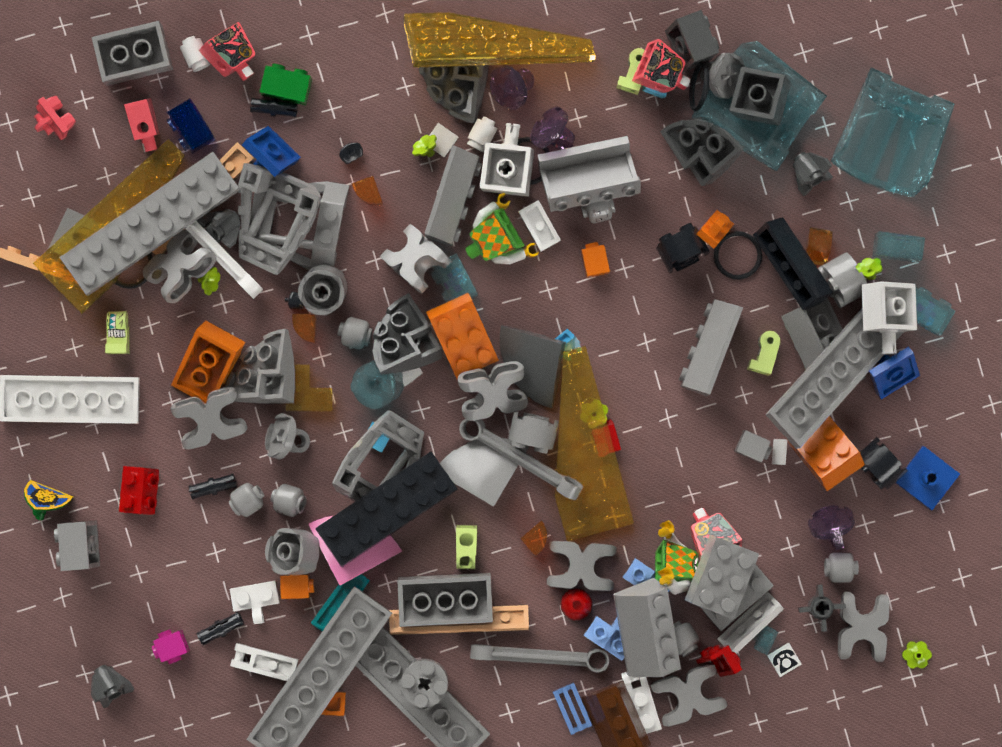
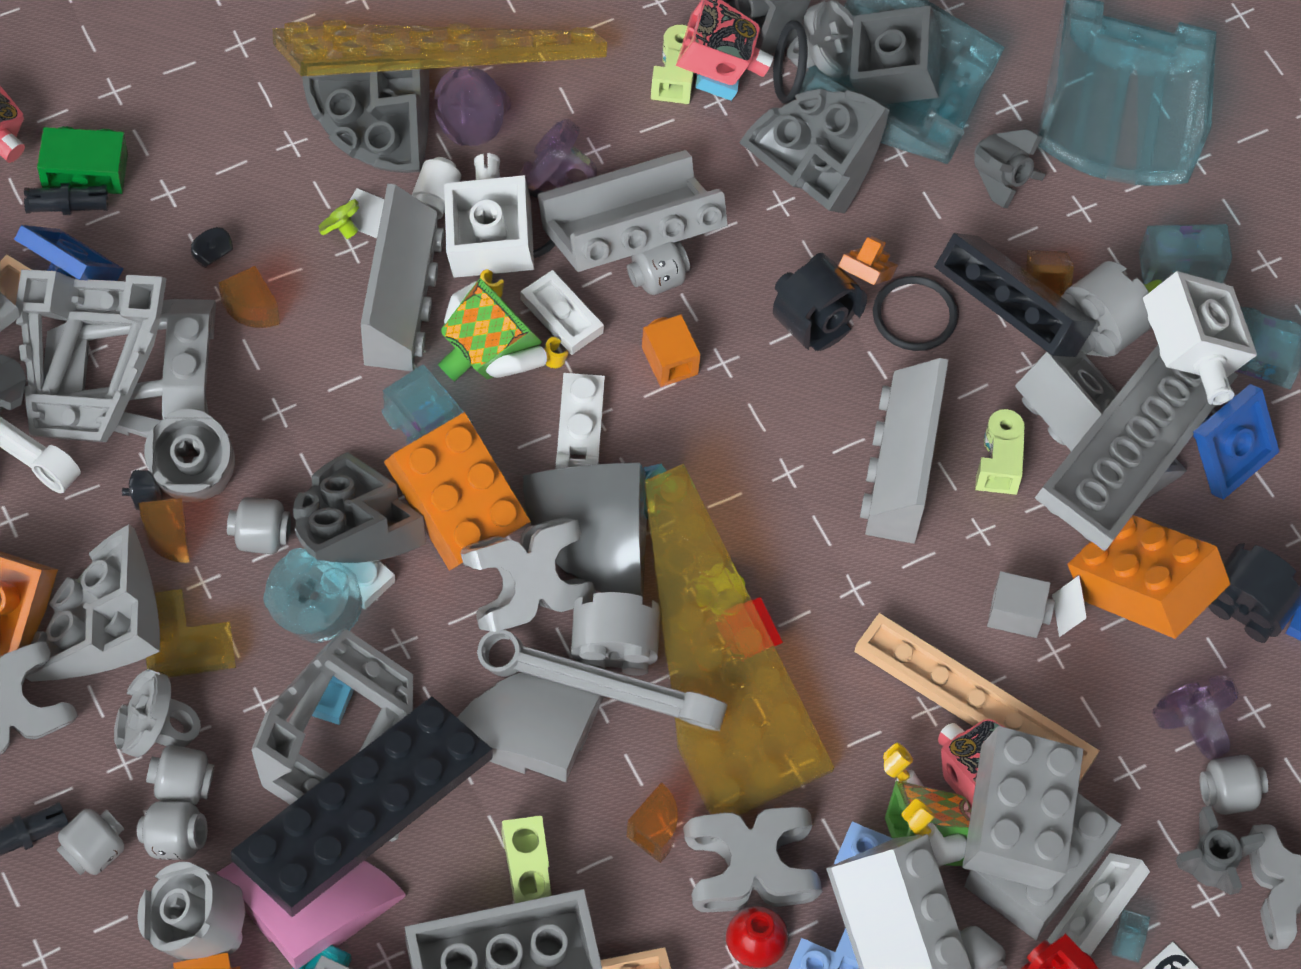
camera: 15 degrees left, 25 degrees down
(296, 471) = (180, 774): none -> light grey head
(415, 258) = (351, 382): piece -> none
(537, 297) = (580, 419): none -> white plate
(717, 496) = (957, 686): none -> light nougat plate

